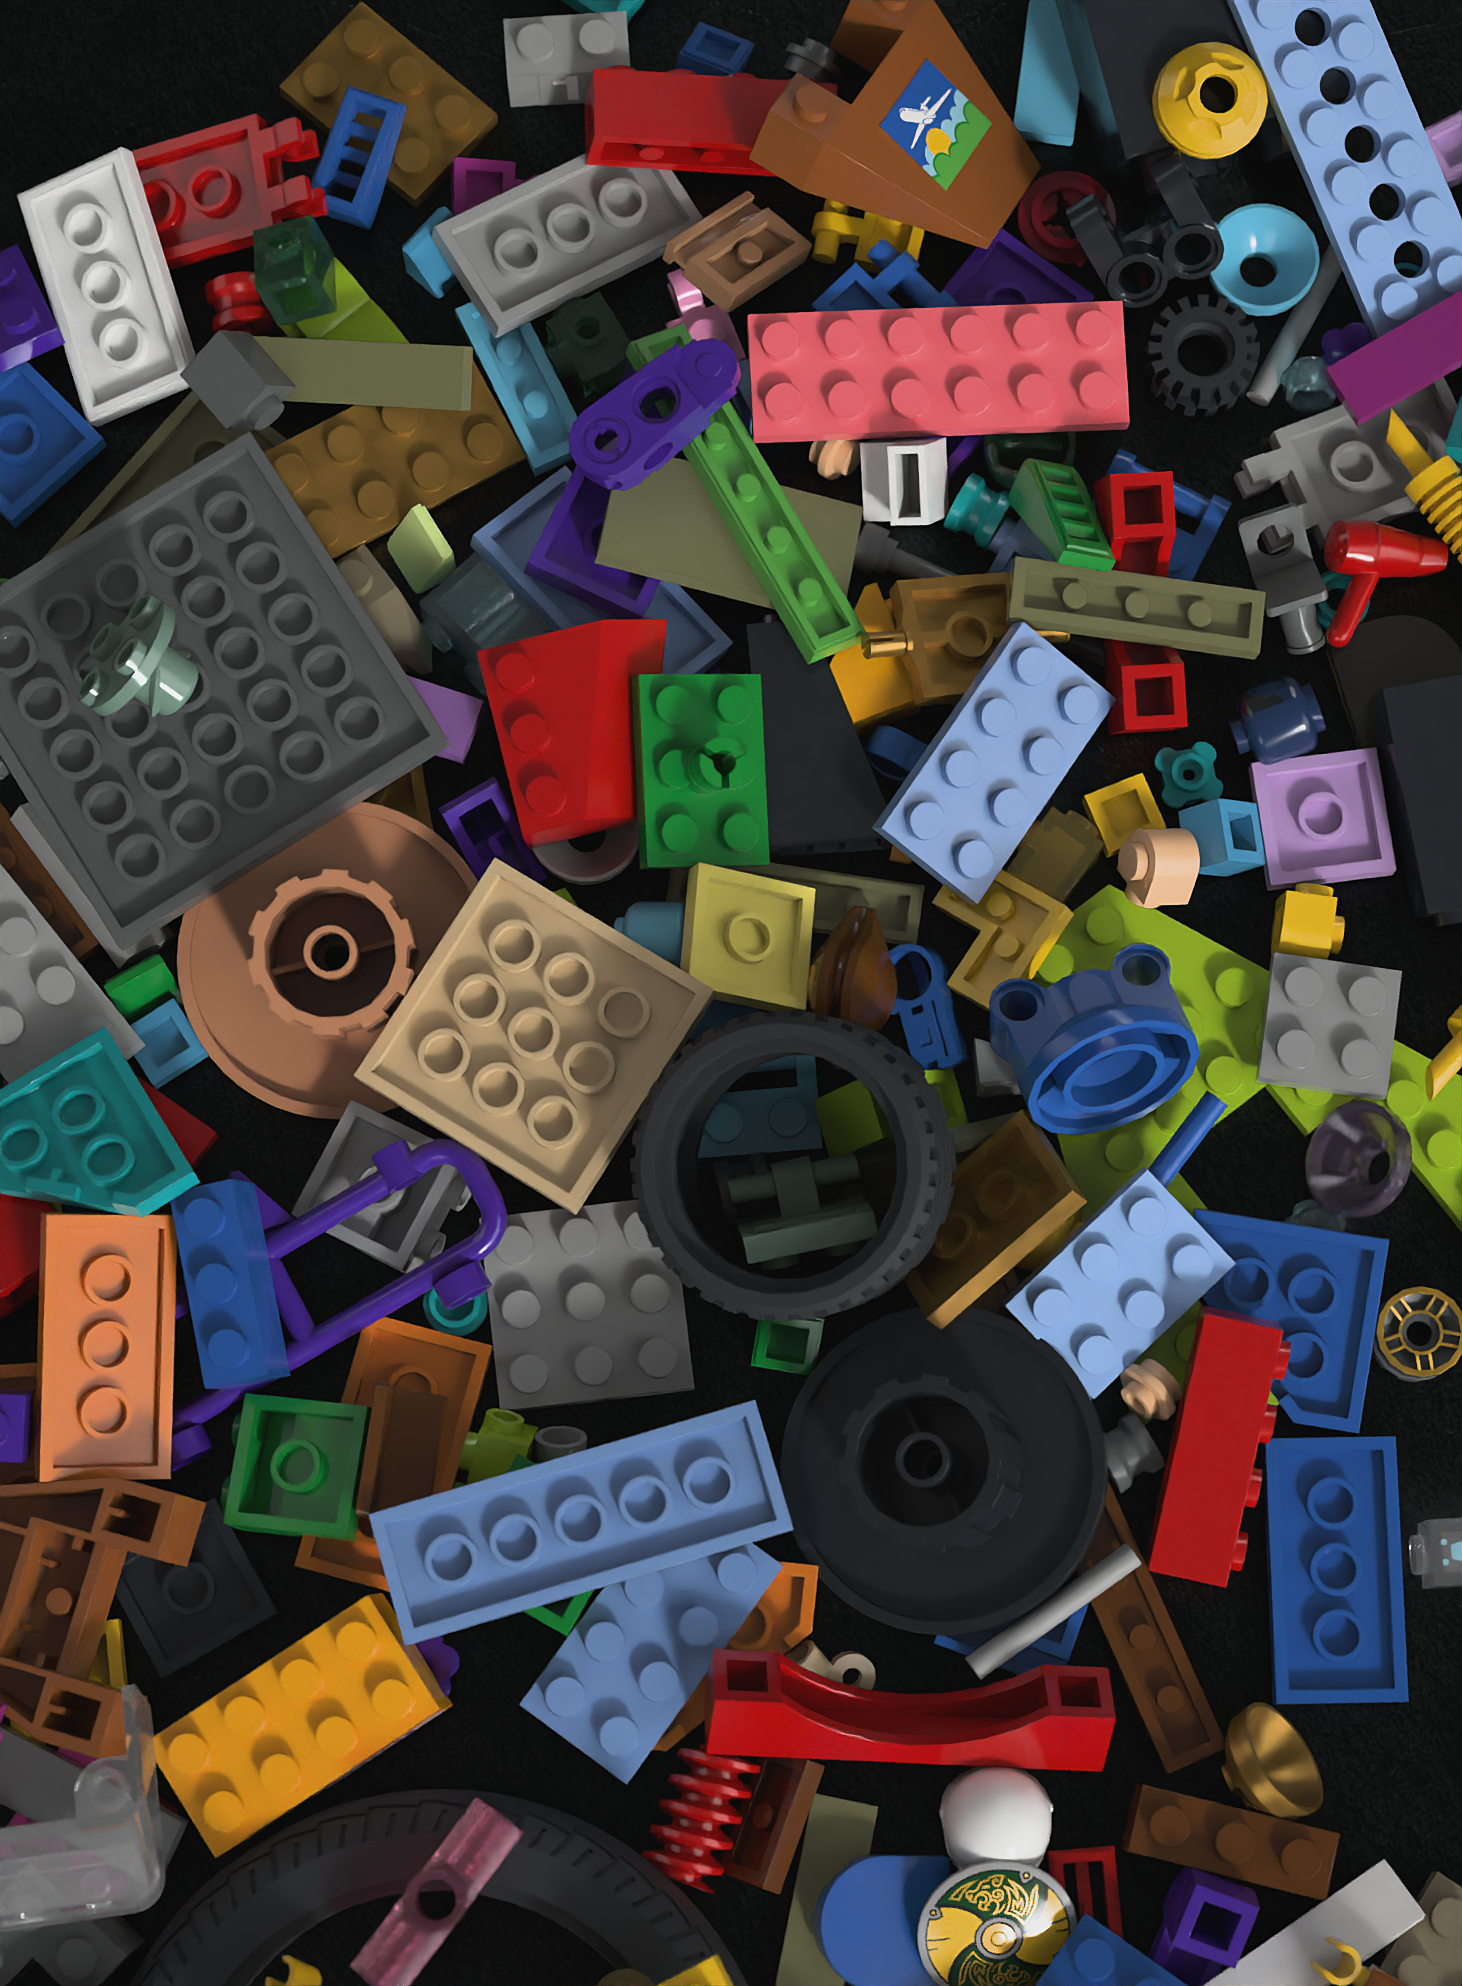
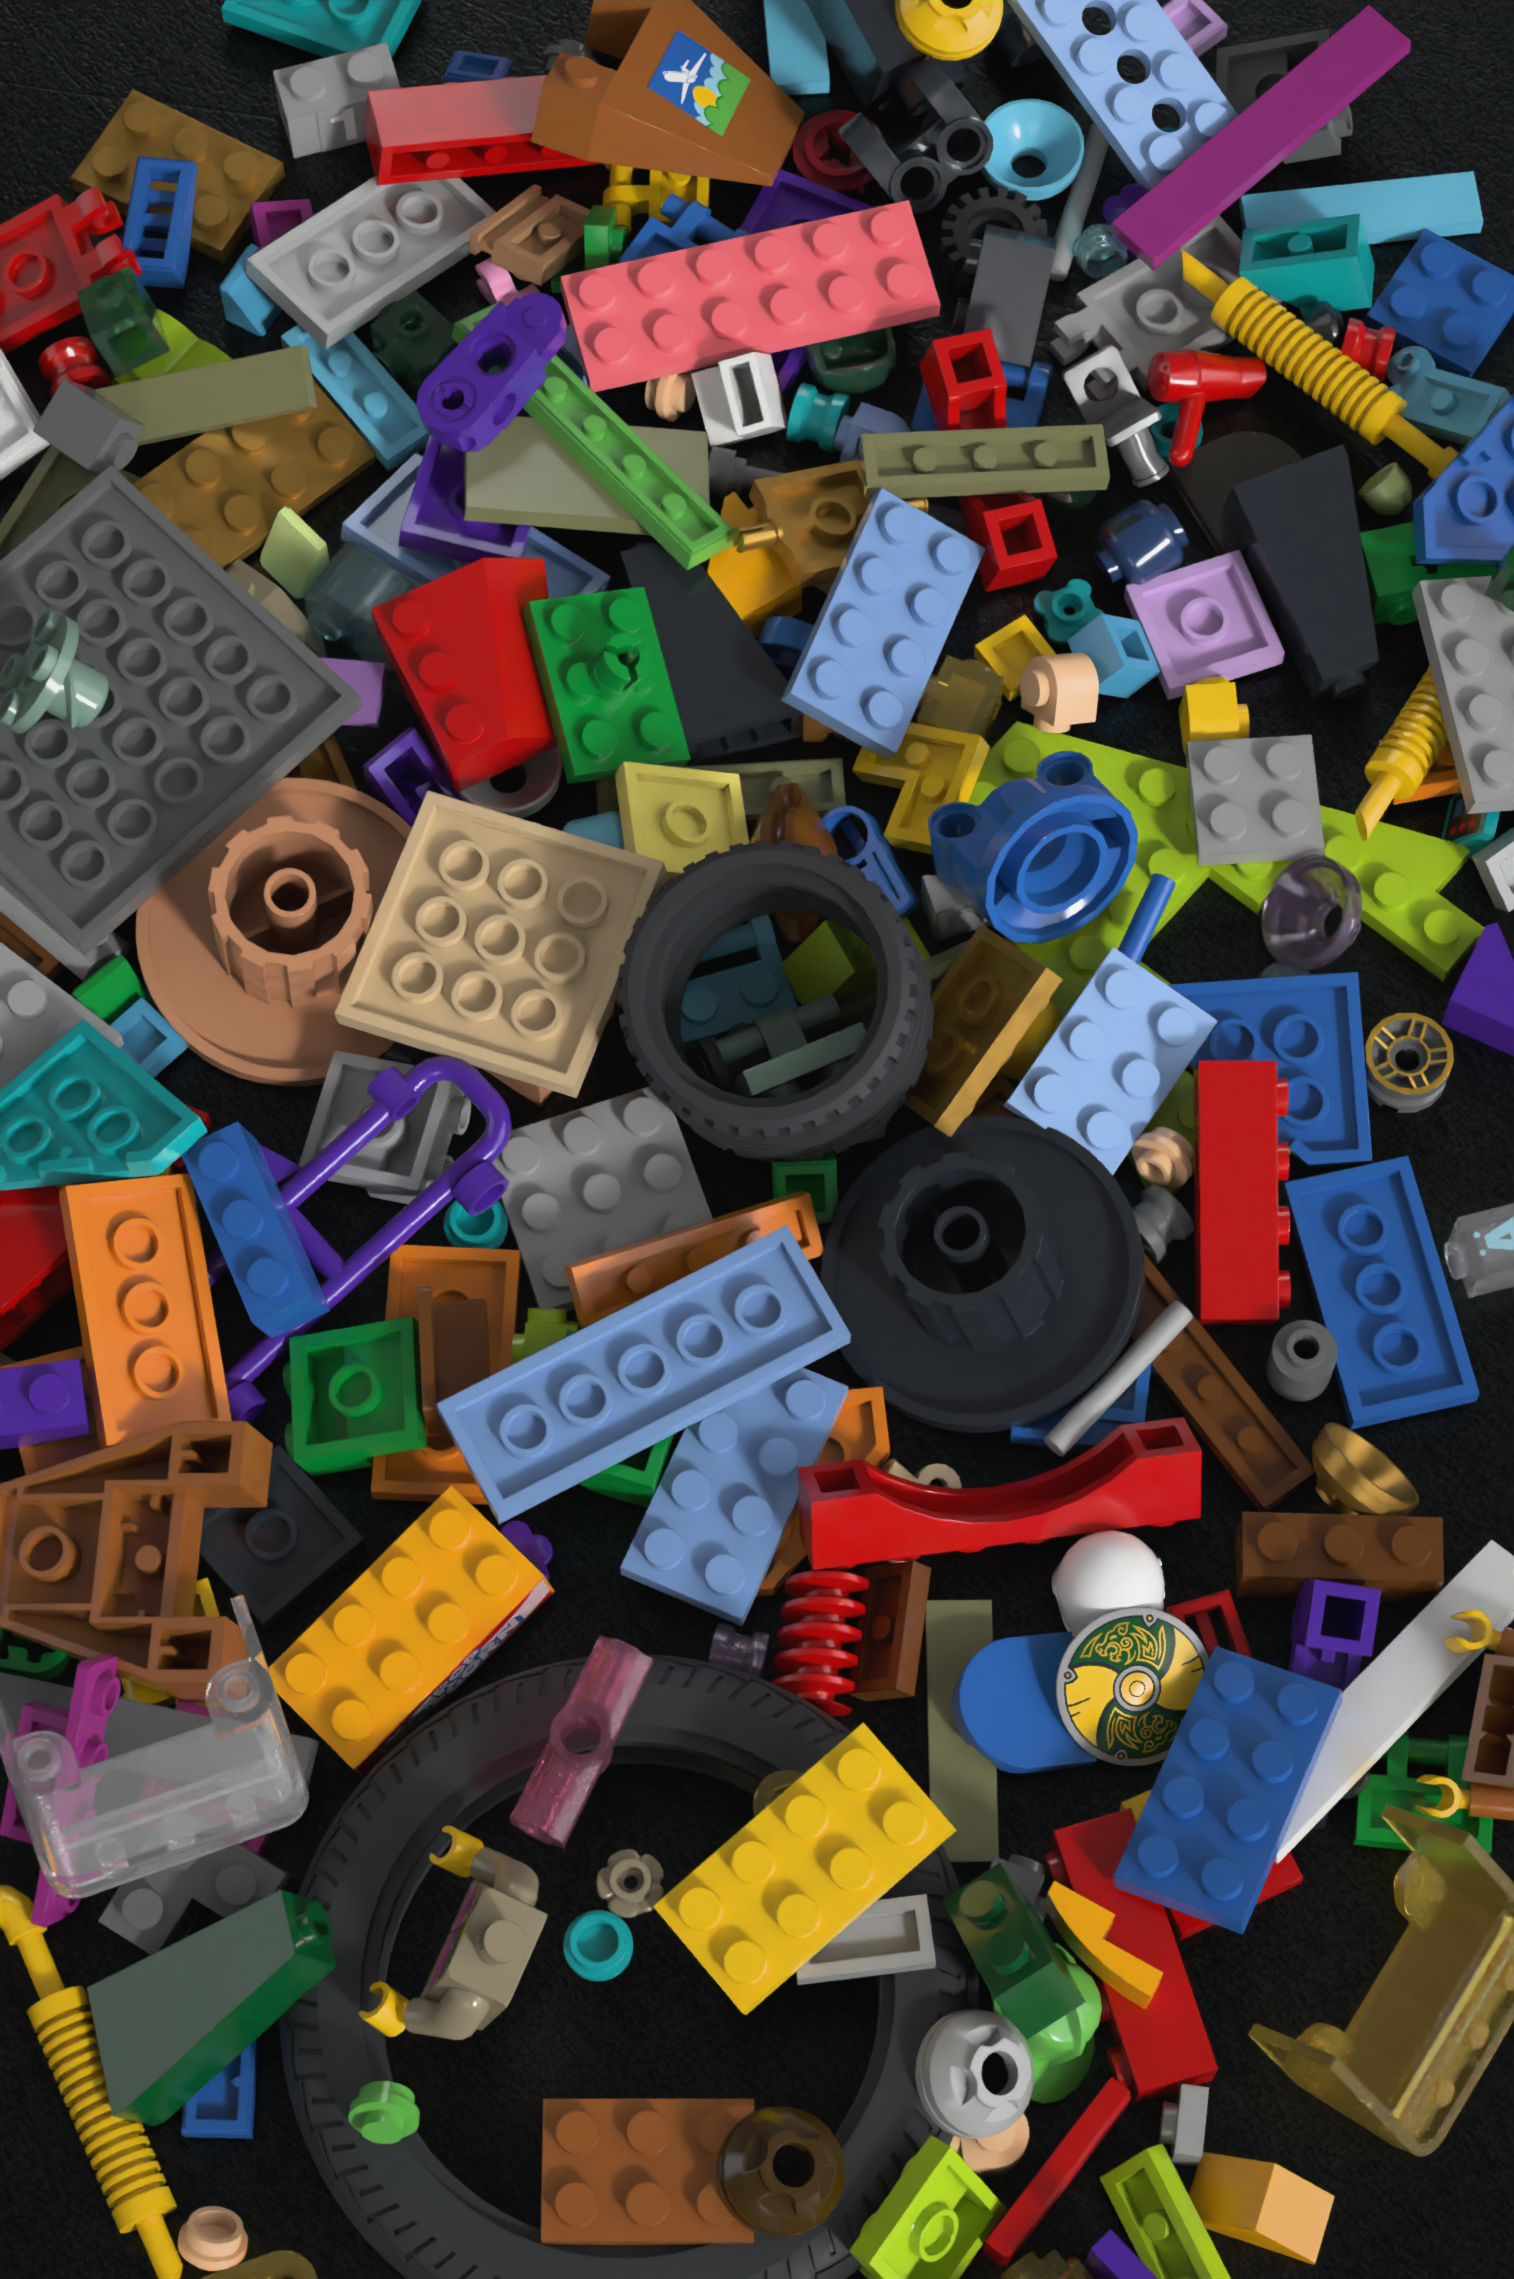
camera: 10 degrees left, 10 degrees down
(618, 1811) = (740, 1650): none -> clear purple wheel
(657, 1394) = (632, 1272): none -> orange plate
(800, 283) = (602, 240): none -> green bracket
(1061, 514) = (893, 392): green slope -> none
(1201, 422) = (1007, 290): none -> black brick
(1219, 1636) = (1298, 1377): none -> dark grey brick

